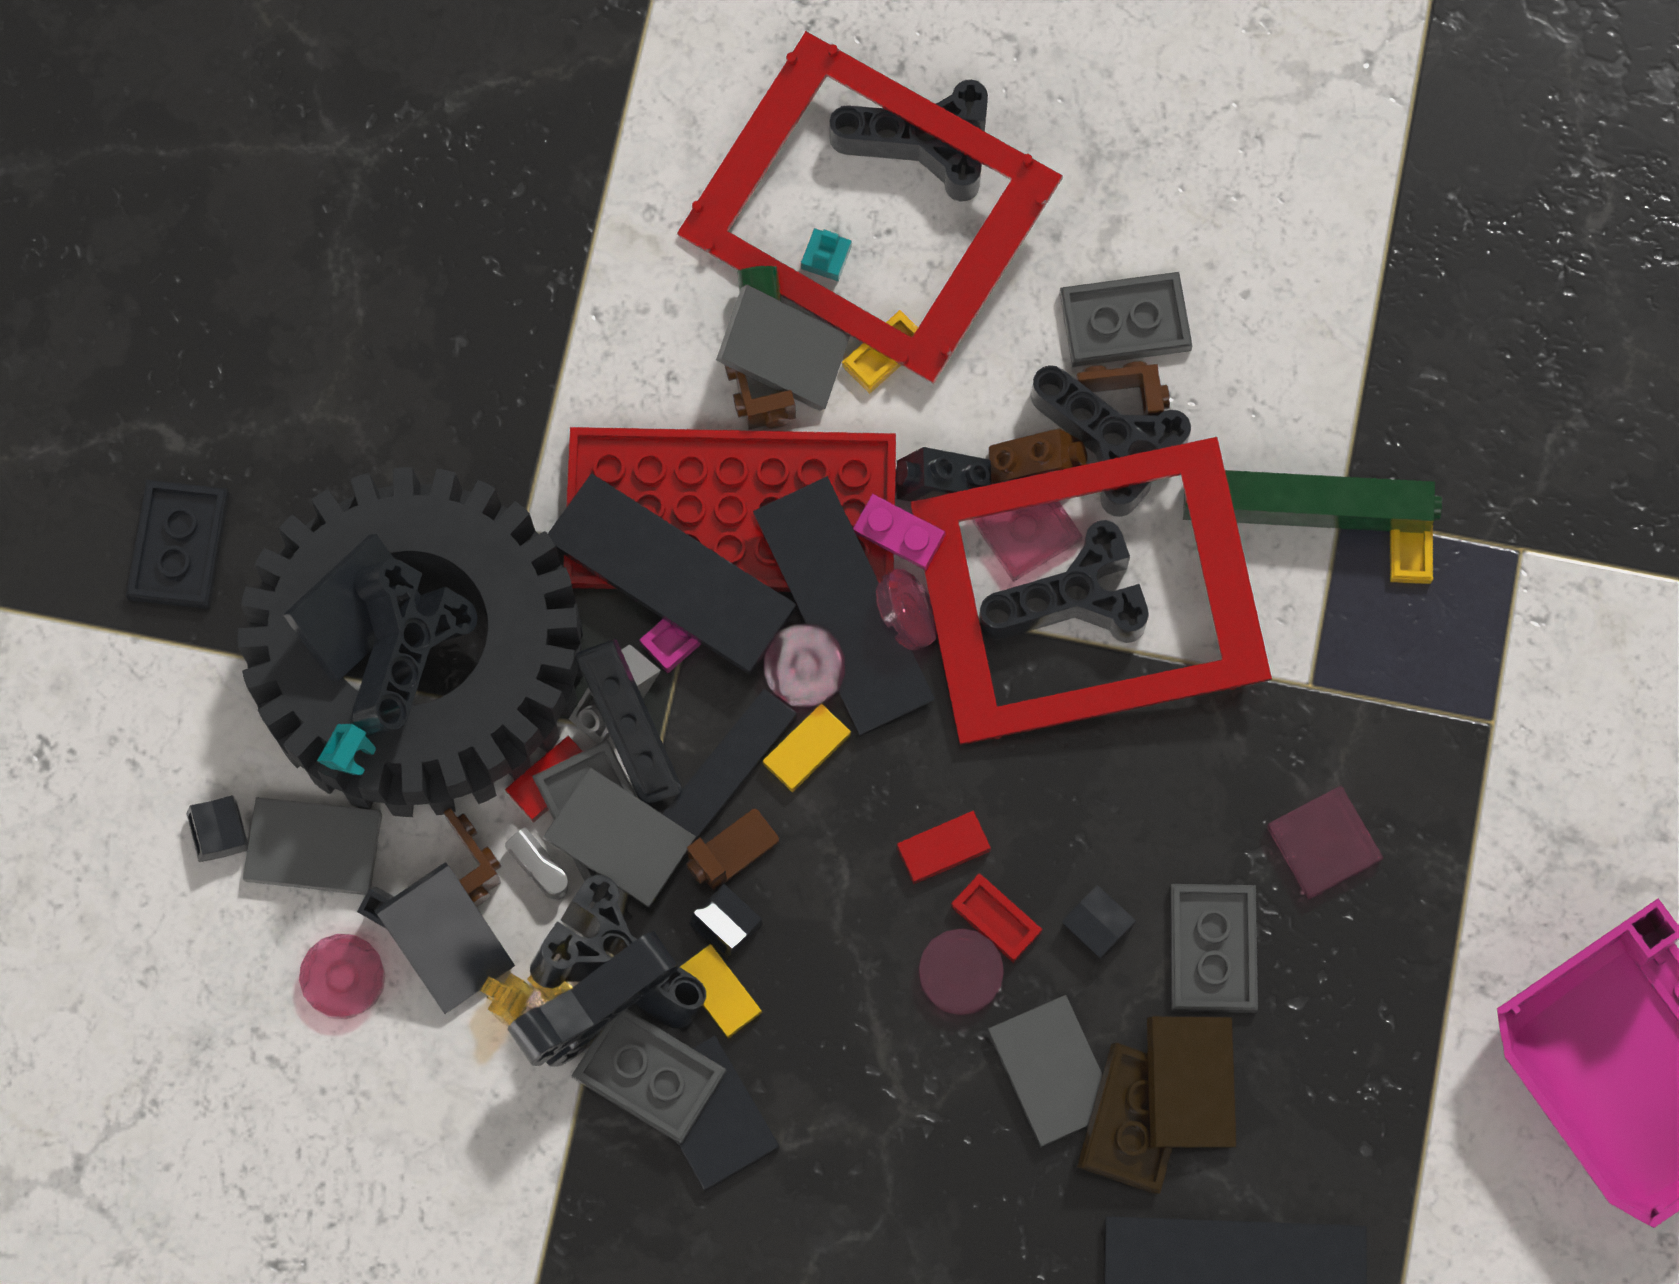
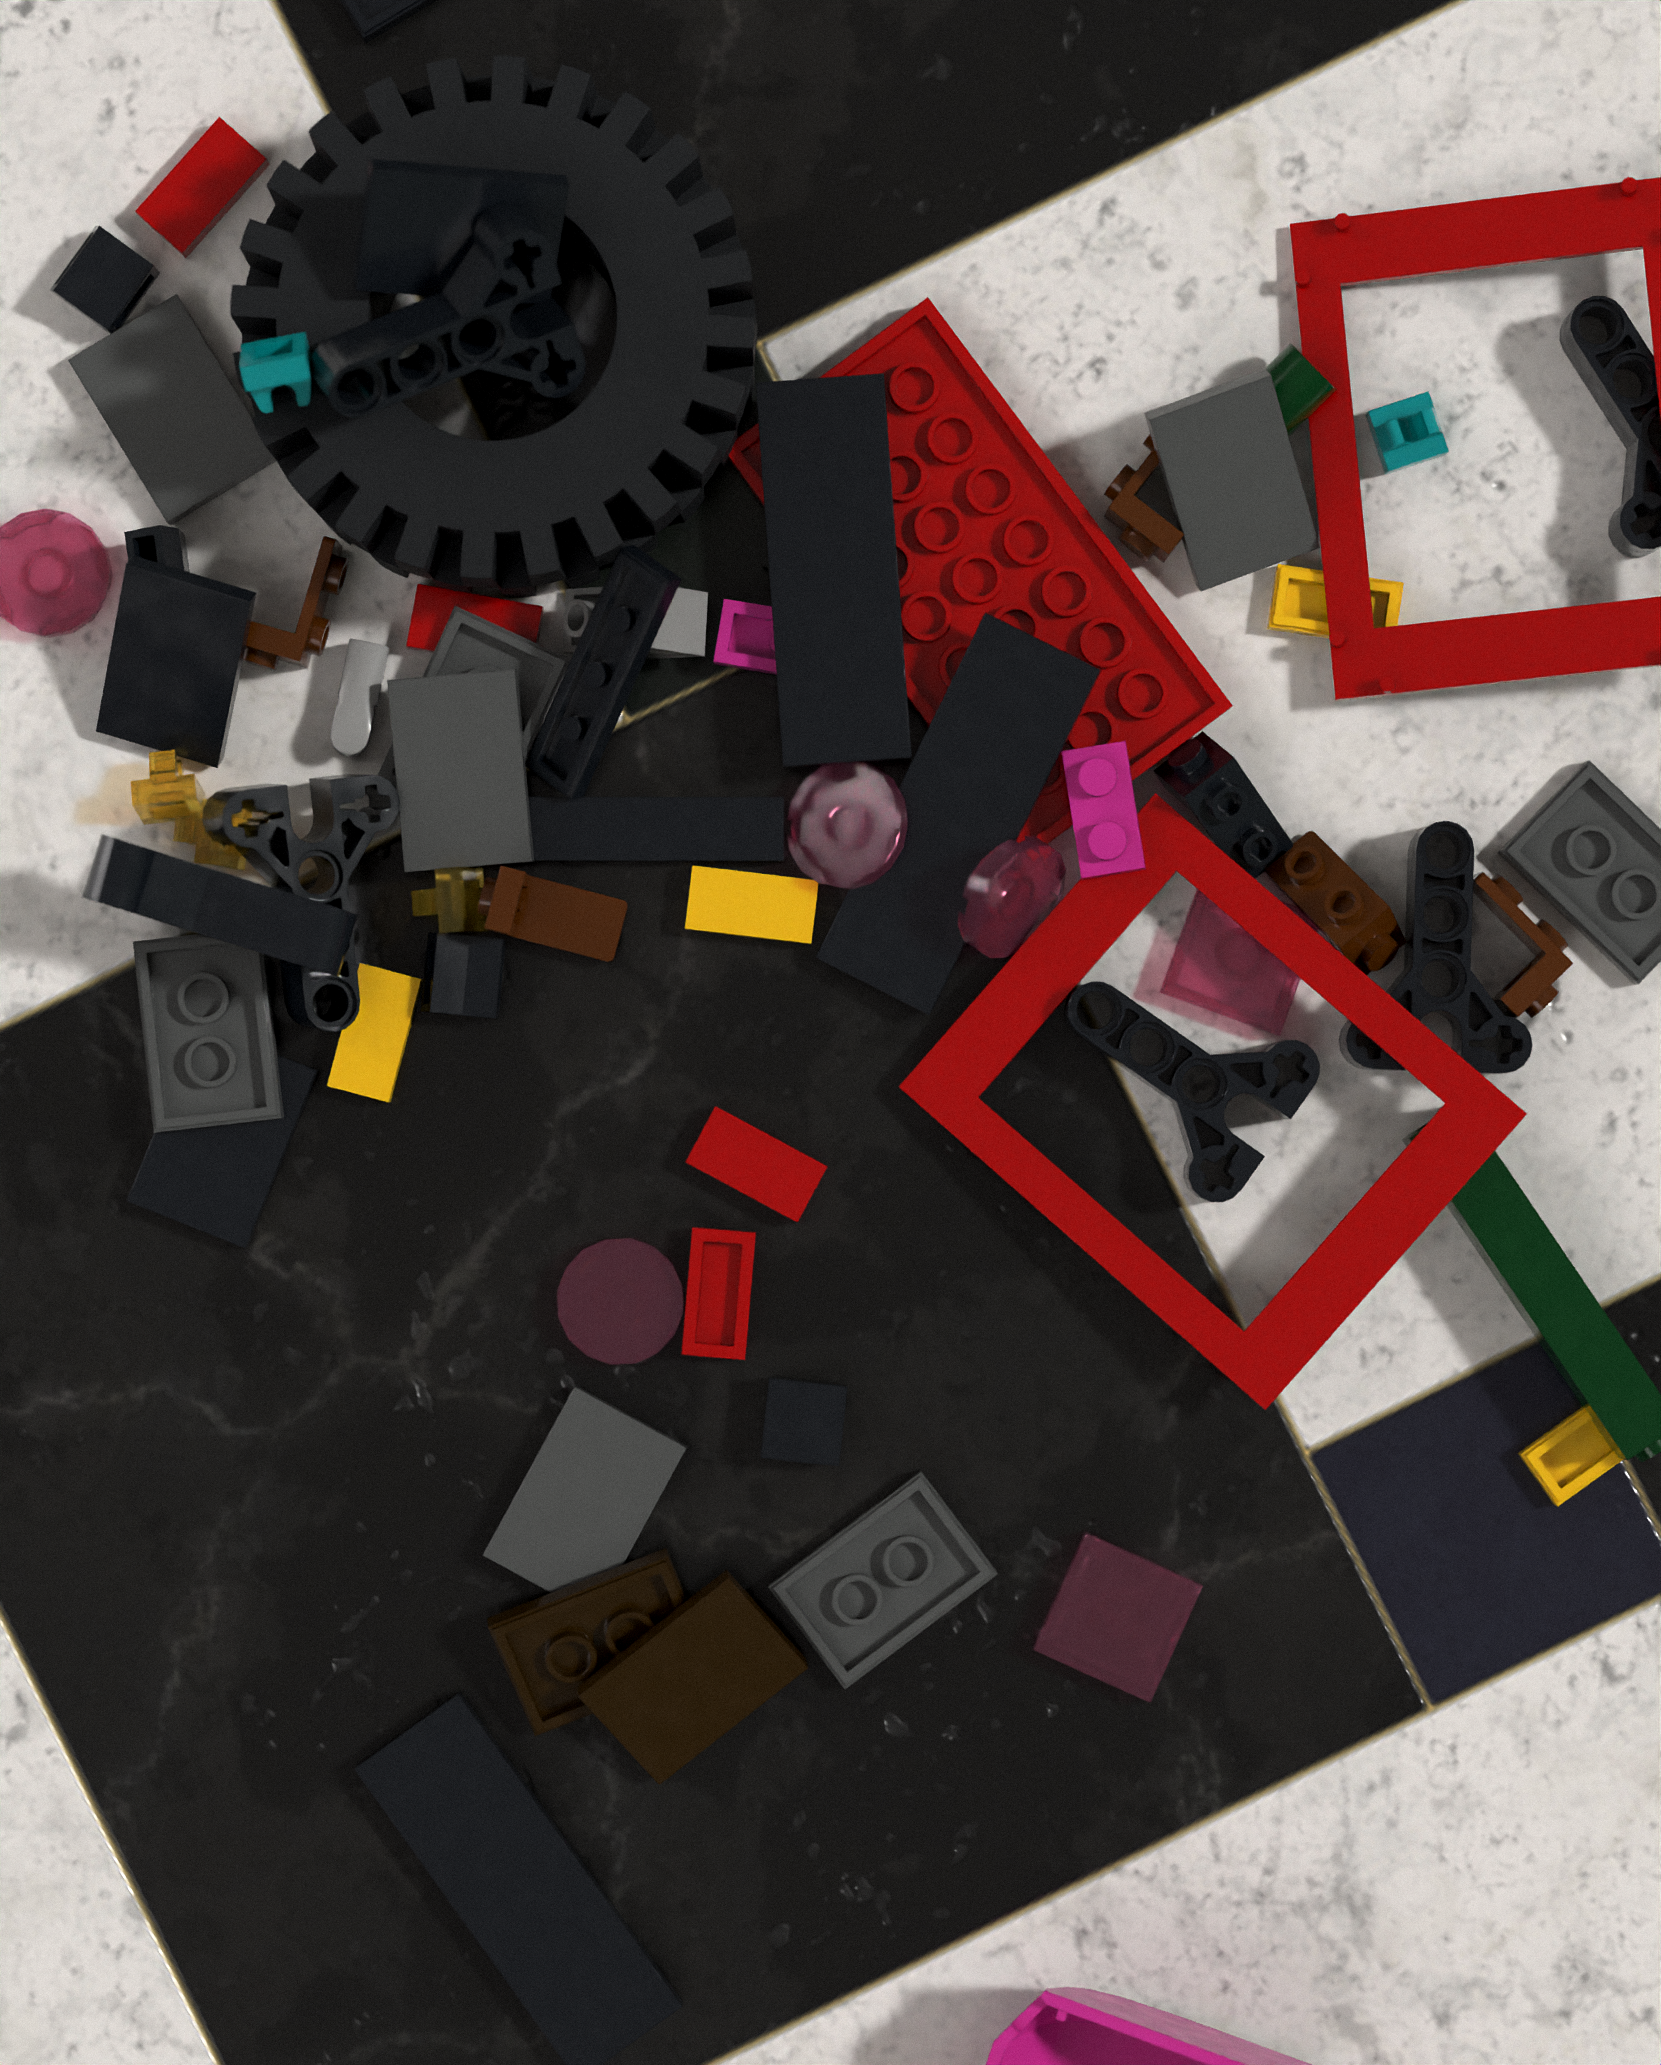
camera: 50 degrees right, 15 degrees up
(212, 744) = (202, 187): none -> red tile
(683, 894) = (453, 900): none -> clear yellow tile

